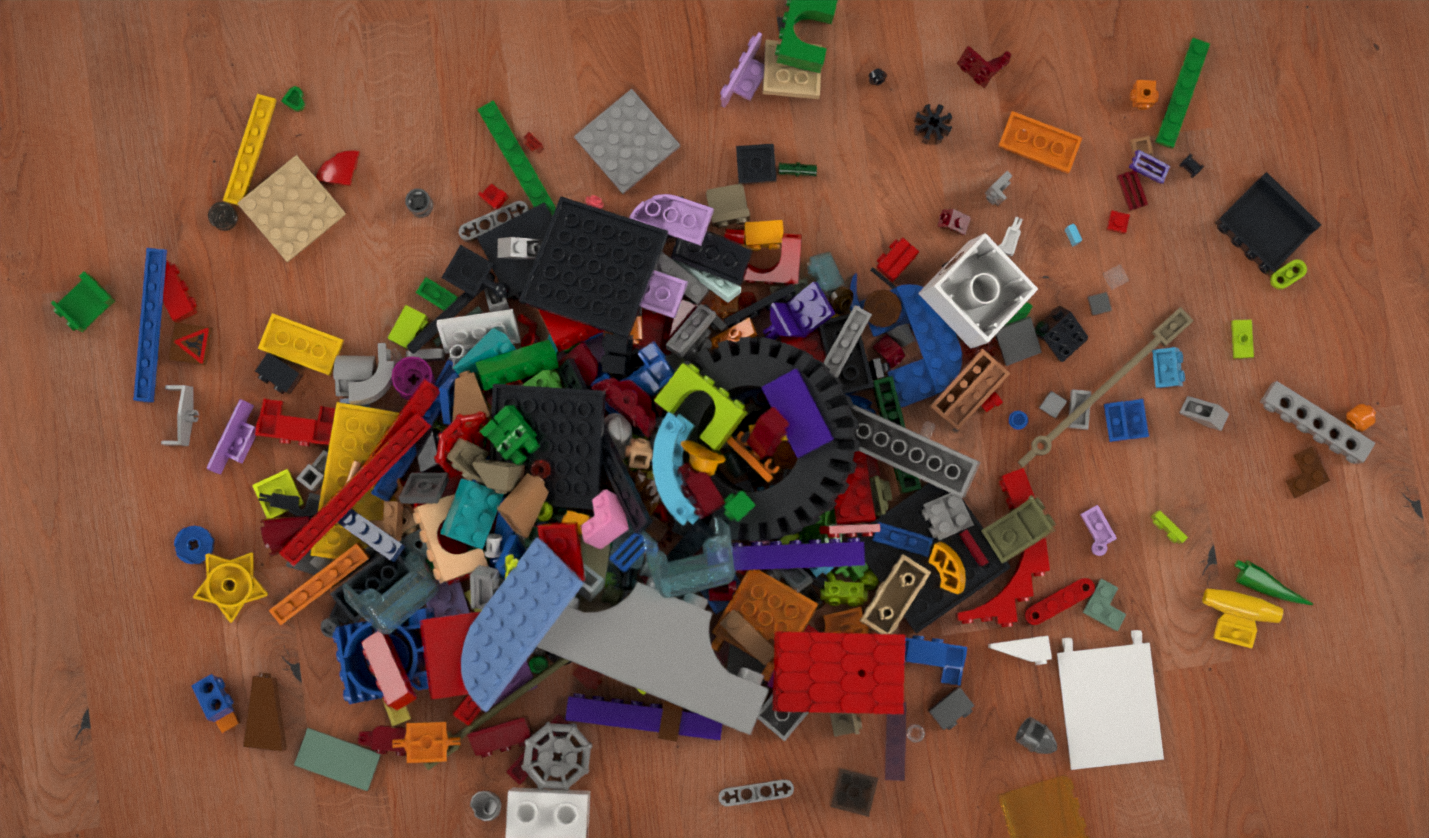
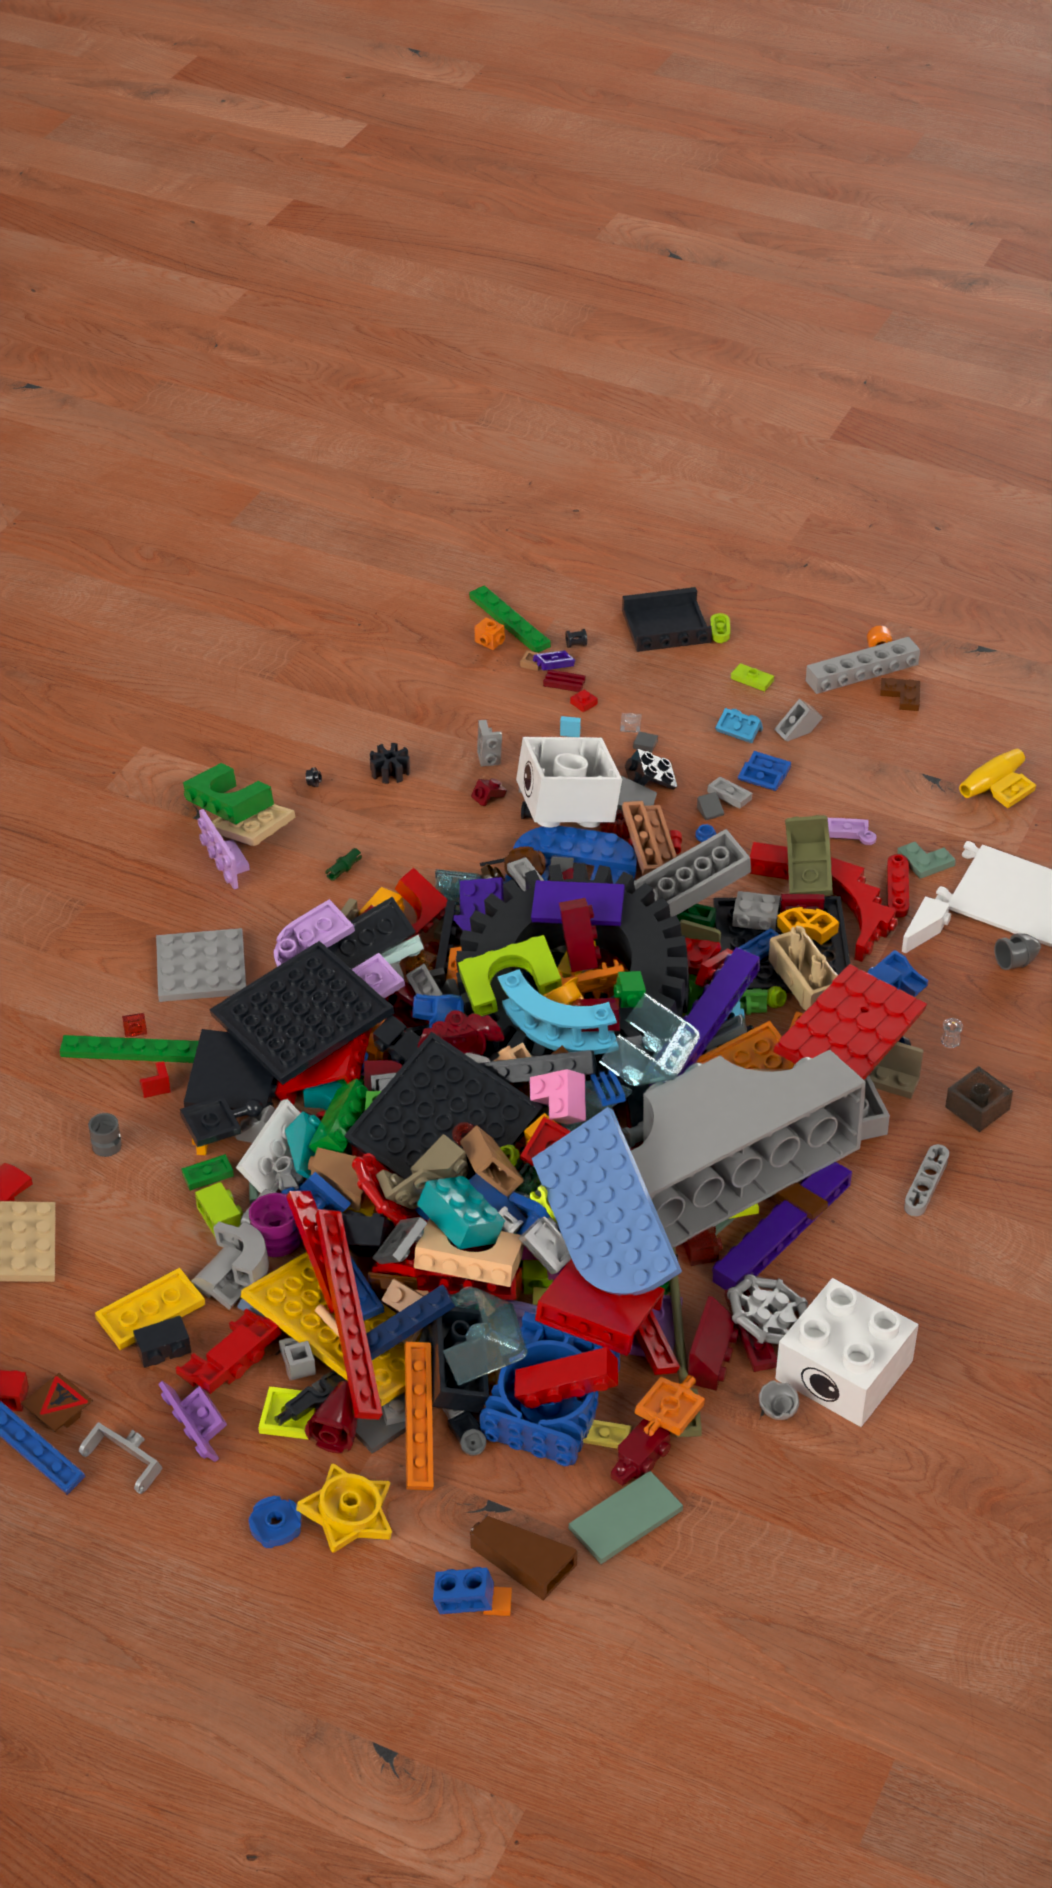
camera: 55 degrees left, 40 degrees down
(450, 312) = (238, 1179): black axle -> none
(492, 218) = (175, 1095): light grey beam -> none
(511, 434) = (415, 1133): green hips -> none
(518, 248) = (227, 1065): light grey slope -> none
(756, 164) = (311, 887): black plate -> none
(841, 592) = (776, 1009): lime brick -> none
(895, 746) = (947, 1052): tile -> none
(897, 259) = (488, 839): red brick -> none
(951, 709) = (946, 997): dark grey brick -> none
(980, 69) = (368, 709): dark red plate -> none
(1040, 142) = (465, 711): orange plate -> none
(1163, 334) = (708, 713): dark tan bar -> none
(1174, 533) = (884, 786): lime plate -> none
(1261, 581) = (977, 754): green piece -> none

